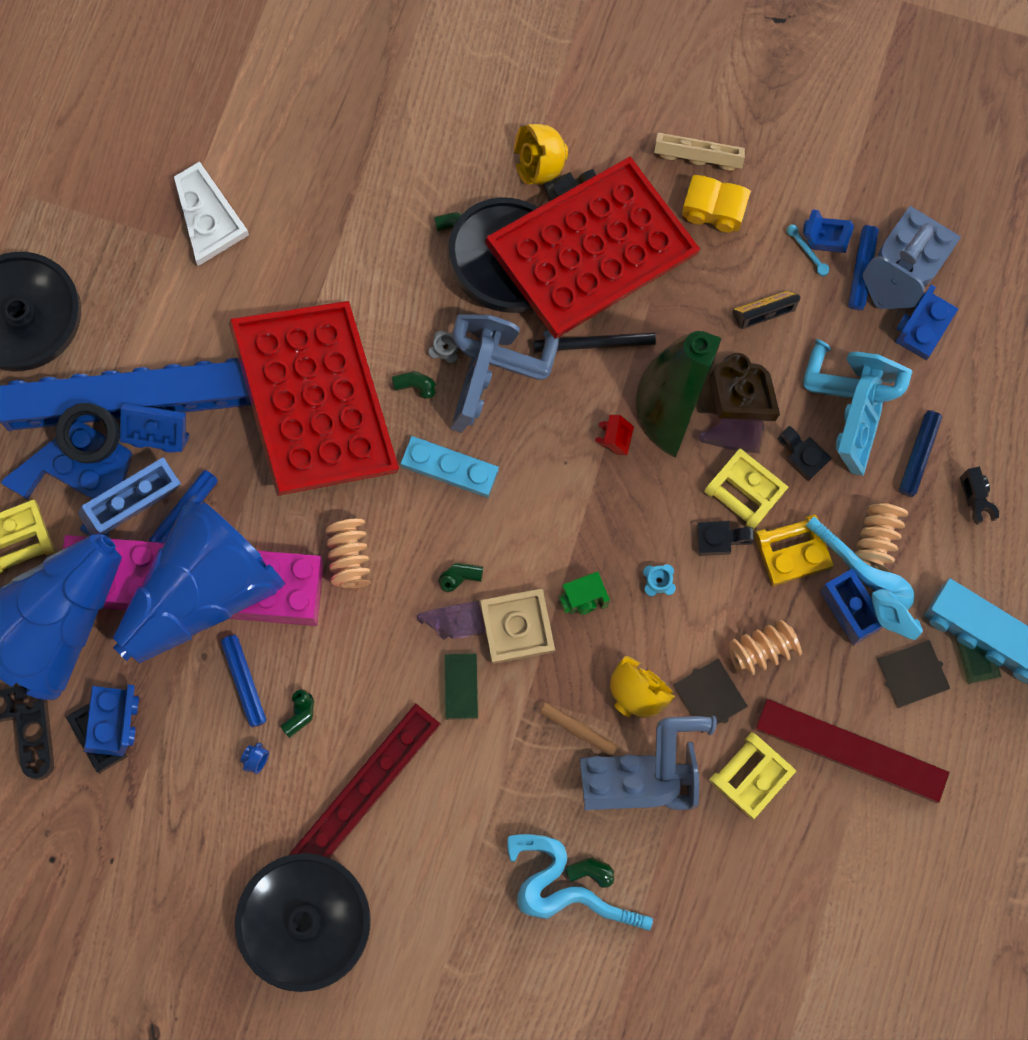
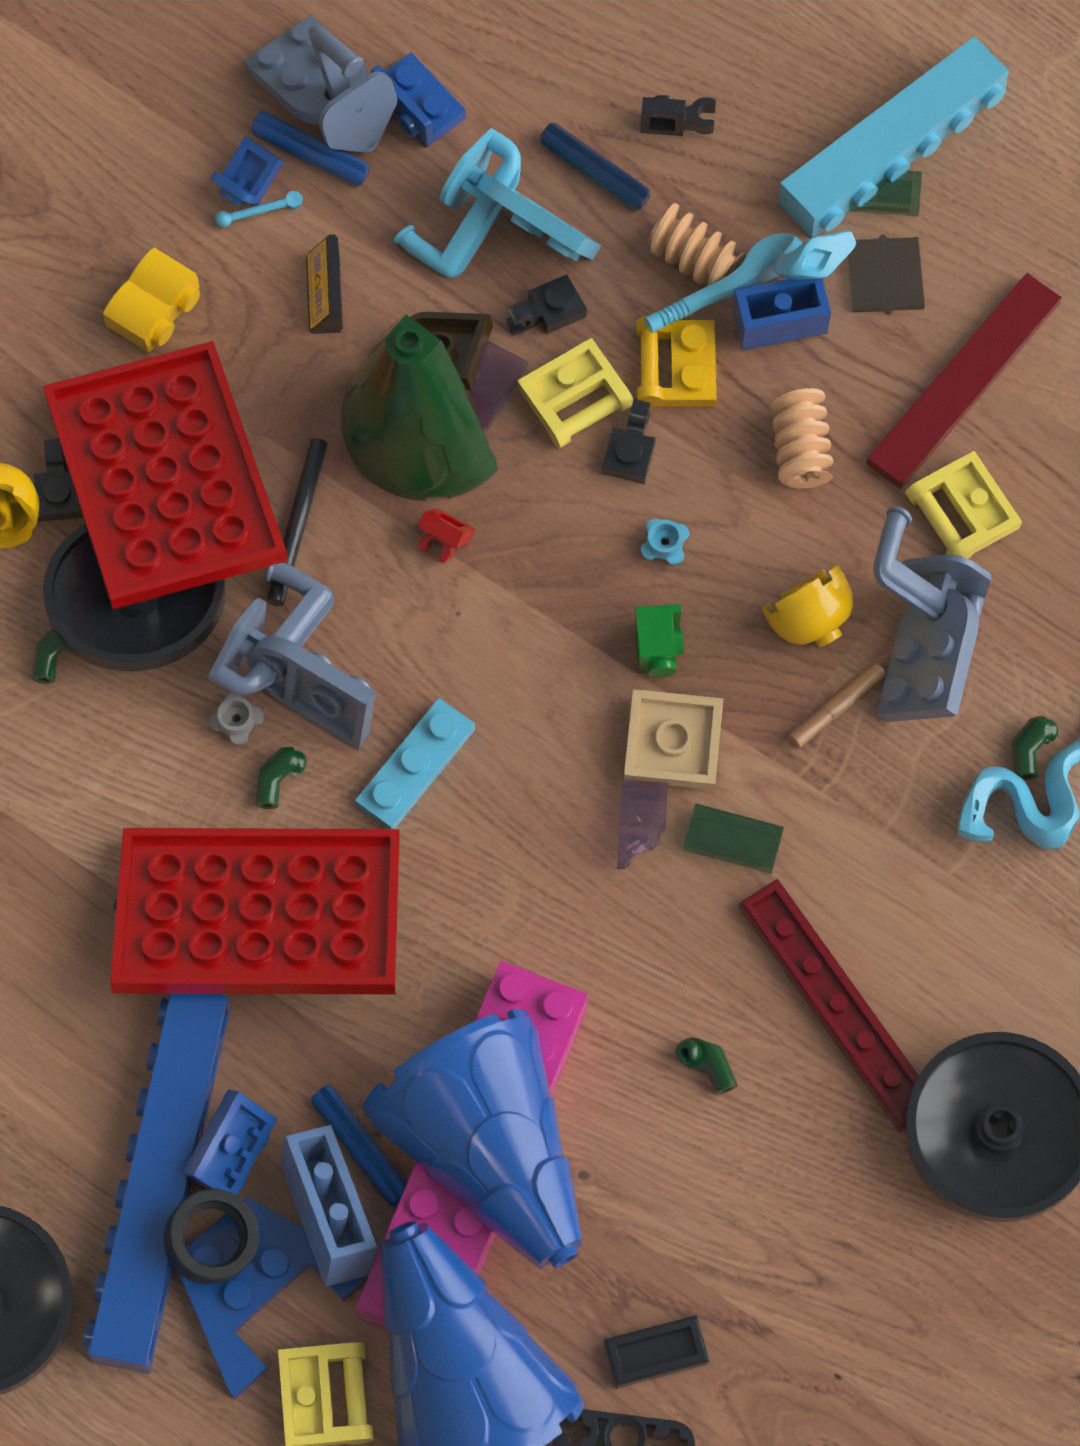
camera: 70 degrees left, 5 degrees down
(109, 720) = (644, 1316): blue bracket -> none
(243, 681) = (637, 1126): blue axle -> none
(254, 758) = (753, 1138): blue plate -> none
(346, 554) = (502, 931): light nougat piece -> none
(457, 574) = (574, 797): dark green arm -> none
(699, 151) = (65, 296): tan plate -> none
(710, 693) = (839, 528): clear smoke piece -> none

